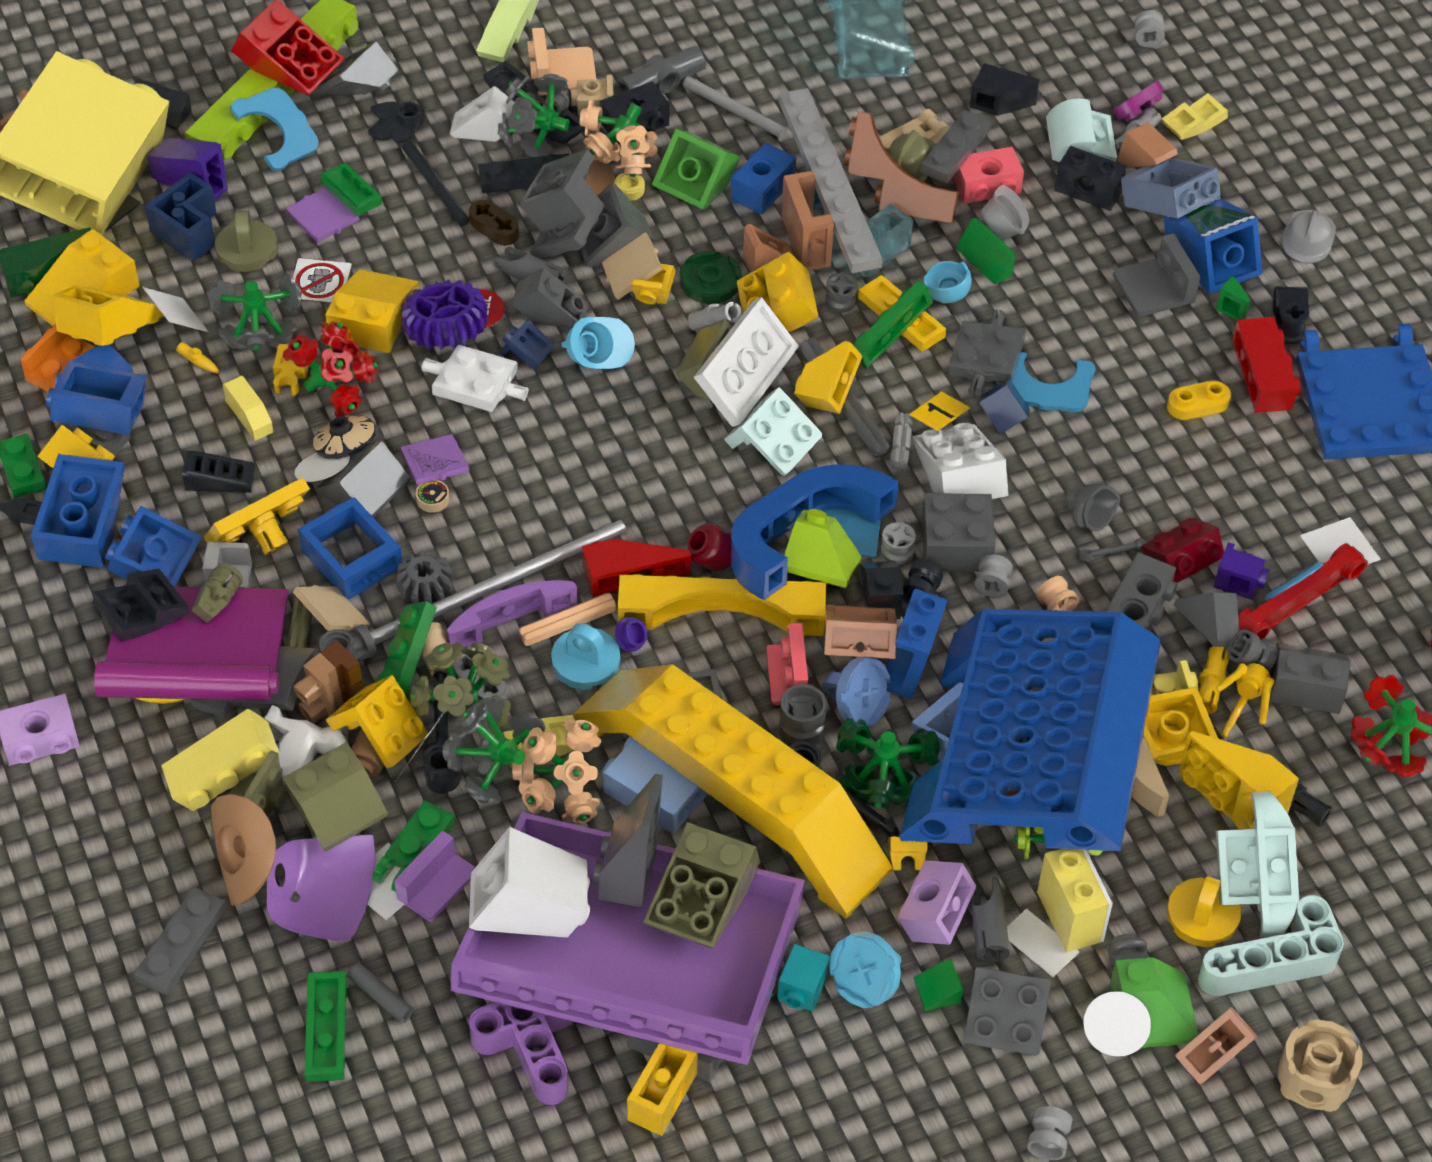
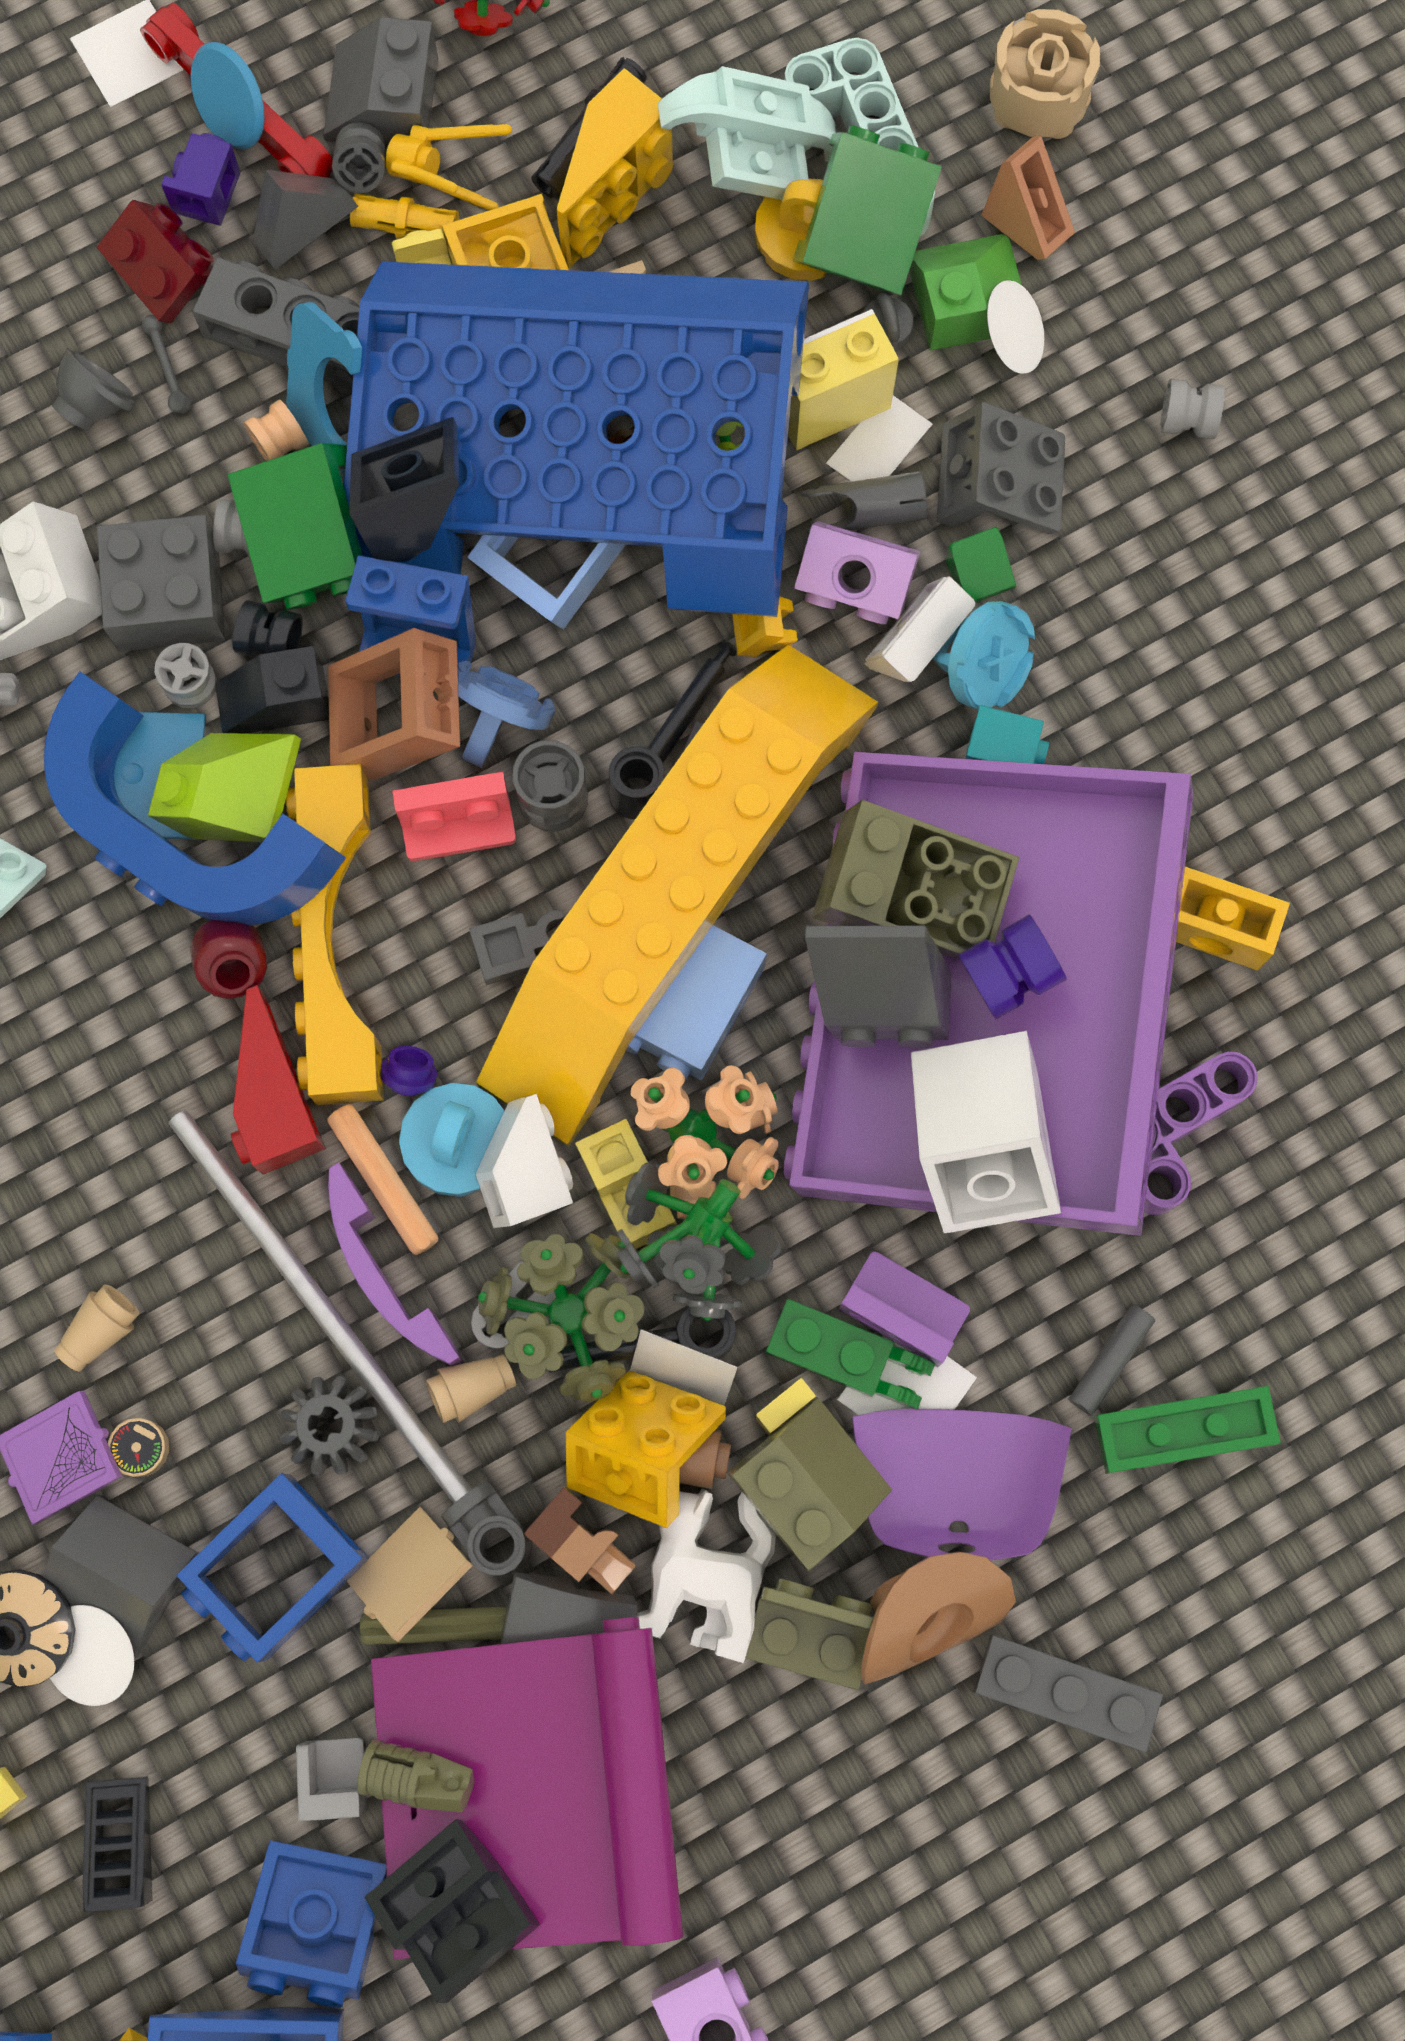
camera: 95 degrees left, 25 degrees up
(219, 760) = (763, 1690): light yellow brick -> none
(260, 518) = (233, 1739): yellow plate -> none
(391, 804) = (785, 1406): none -> light yellow tile
(408, 643) = (488, 1426): green plate -> none
(506, 480) = (97, 1326): none -> tan cone
(557, 678) = (521, 1168): none -> white slope
(633, 920) = (1012, 966): none -> dark purple wheel
(887, 752) = (631, 641): dark green plant -> none
(907, 949) = (921, 630): none -> white slope
(983, 589) = (298, 524): none -> green panel
(989, 624) = (404, 490): none -> black slope
(1099, 601) = (312, 345): none -> dark azure piece
(1199, 924) = (869, 211): none -> green panel

